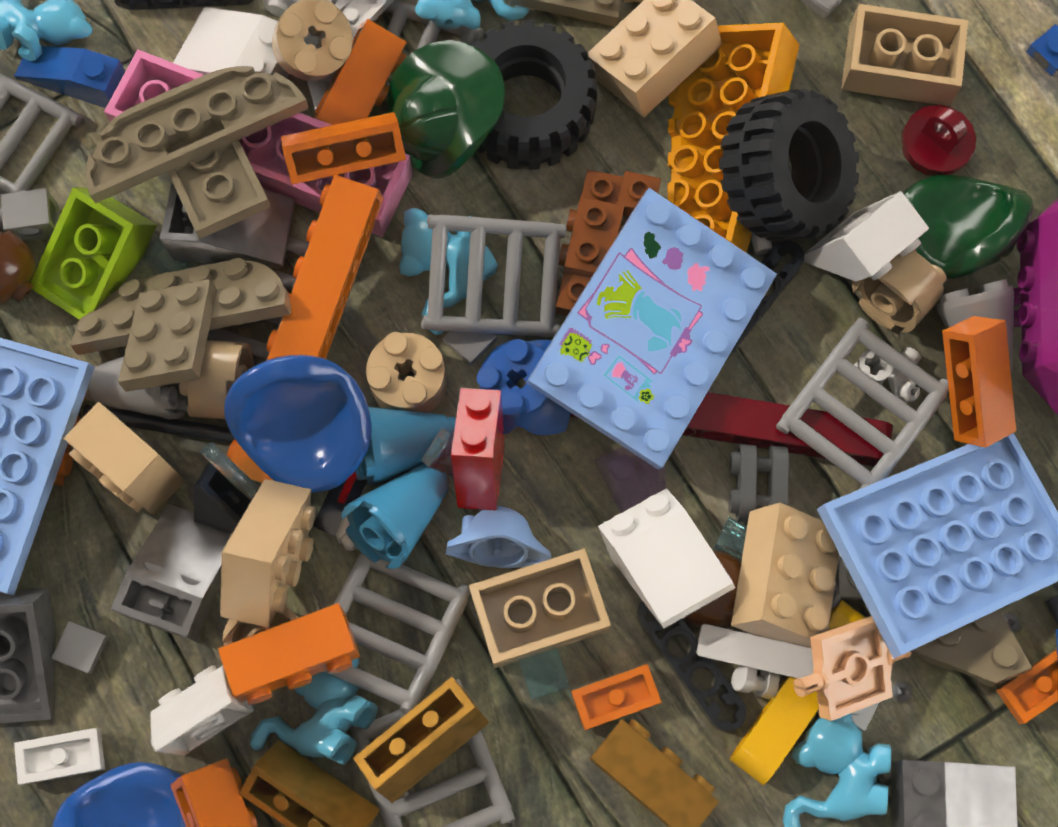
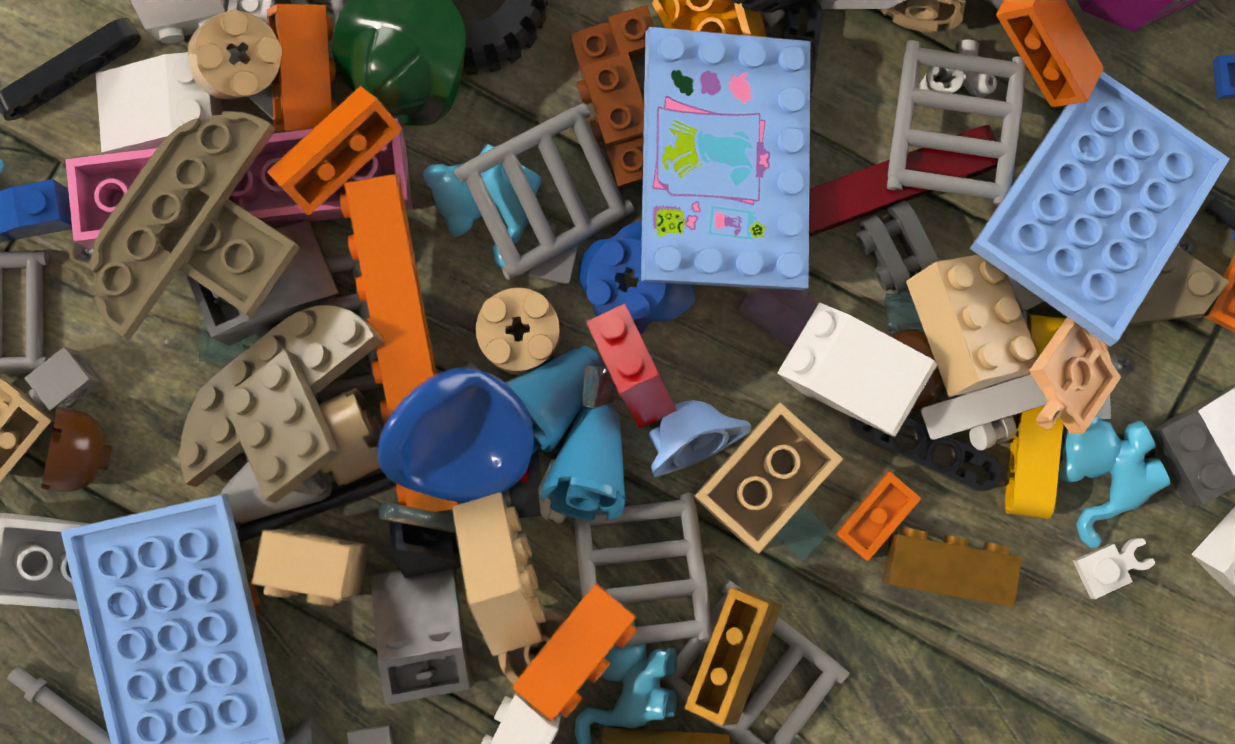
camera: 30 degrees left, 10 degrees up
(90, 252) = (146, 384): lime slope -> none

